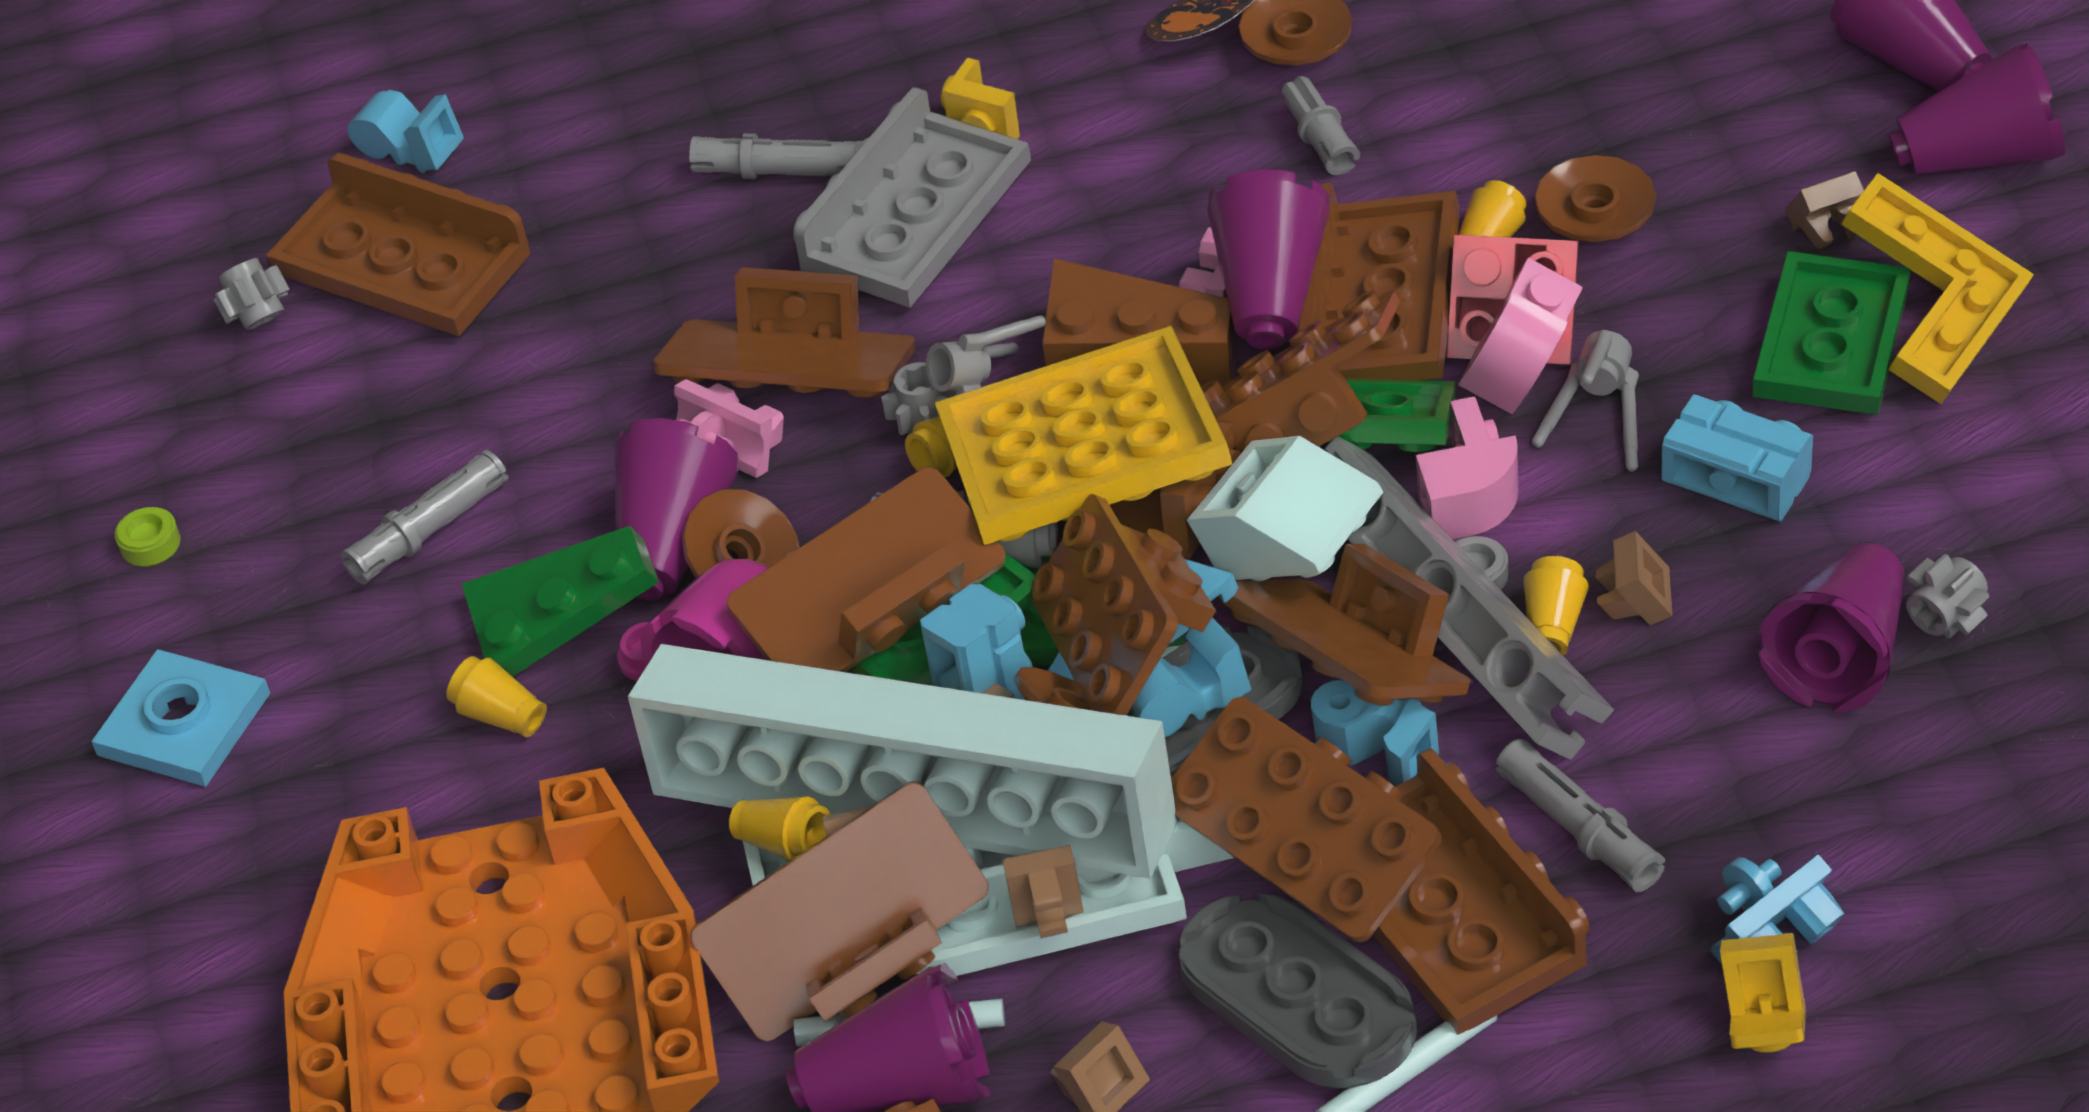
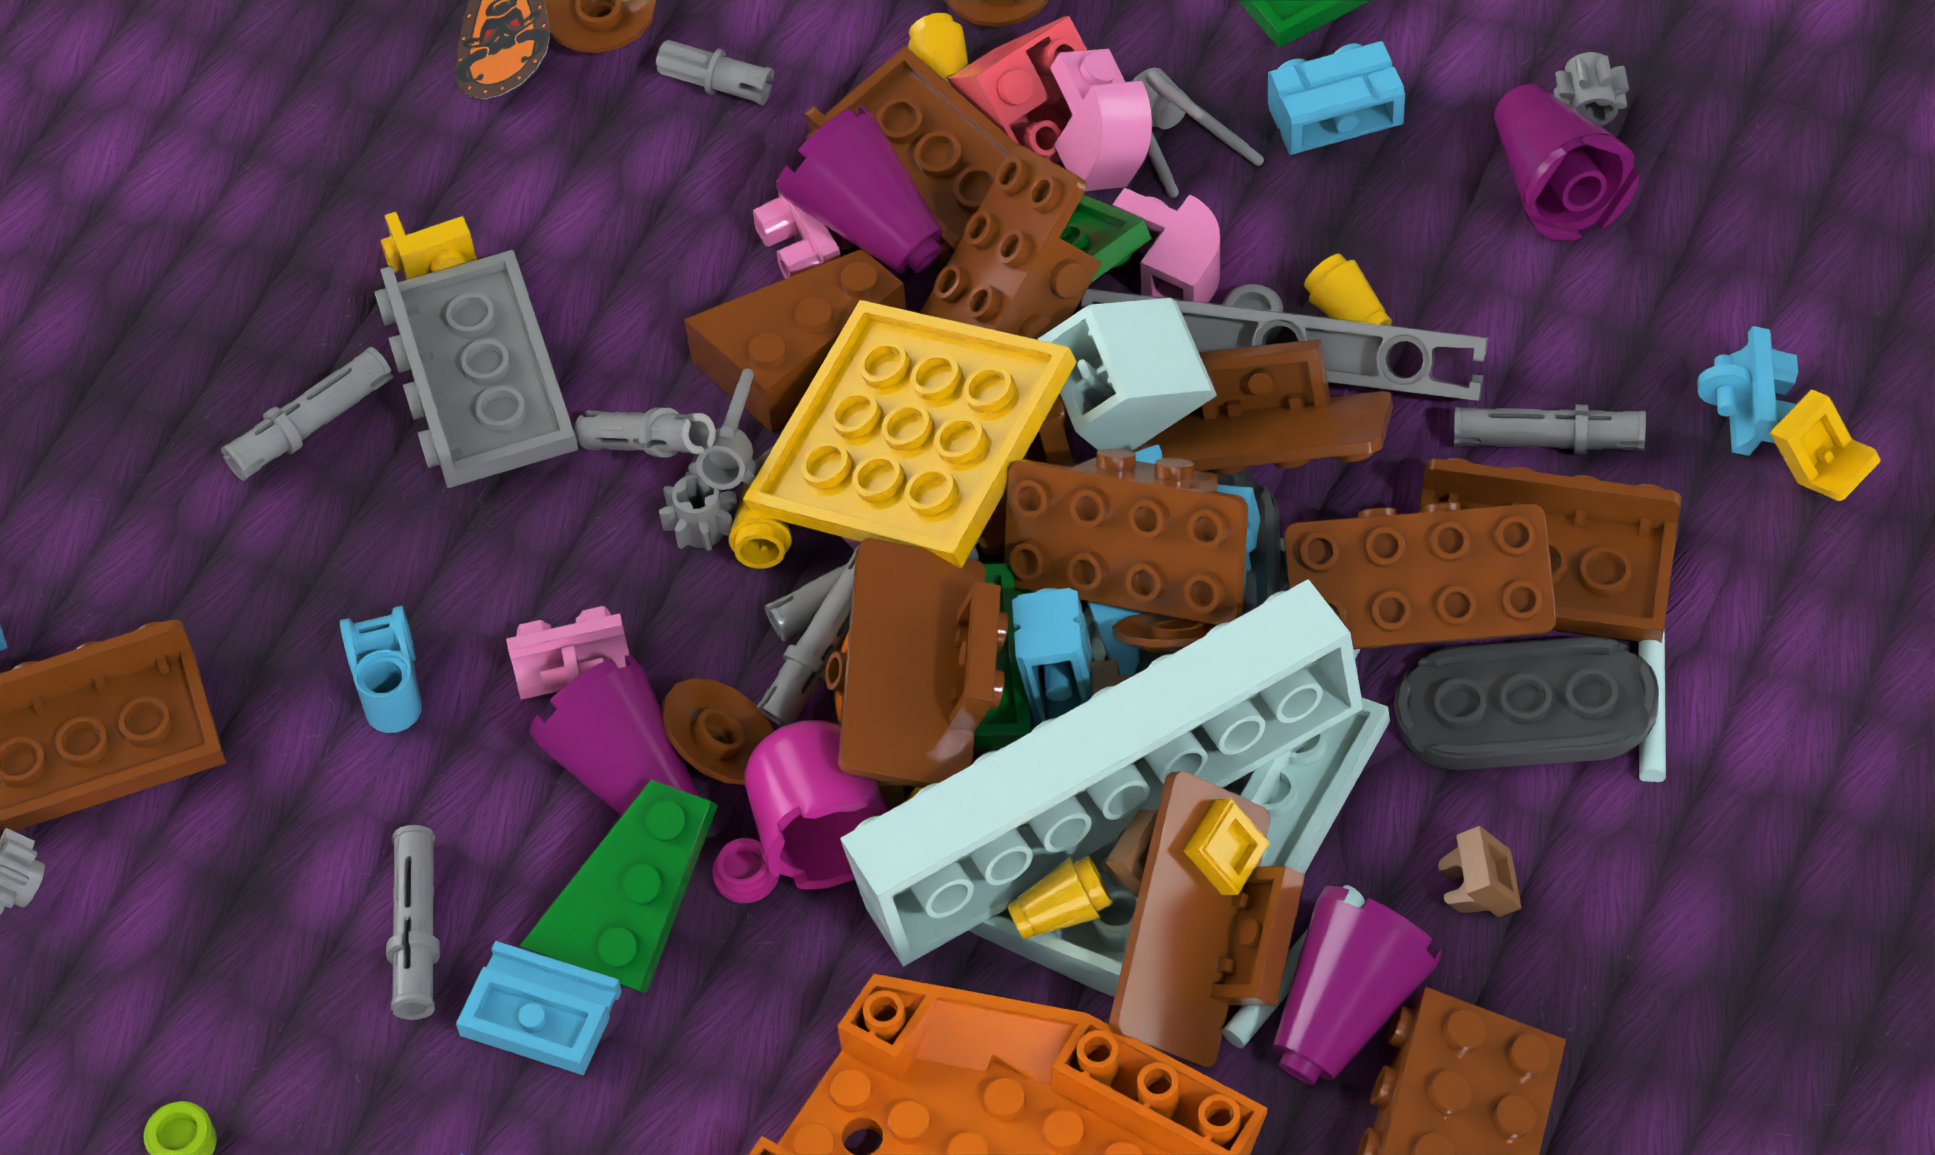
camera: 50 degrees left, 10 degrees up
(419, 630) = (539, 1008): none -> medium azure plate
(493, 696) = (676, 1004): yellow cone -> none
(607, 347) = (381, 661): none -> medium azure piece
(791, 333) = (532, 546): dark orange bracket -> none
(912, 876) = (1226, 846): none -> yellow tile
(936, 326) = (657, 432): none -> light grey pin
(1043, 889) = (1308, 781): medium nougat tile -> none
(1368, 728) = (1326, 487): medium azure leg -> none
(1635, 582) = (1375, 230): medium nougat tile -> none

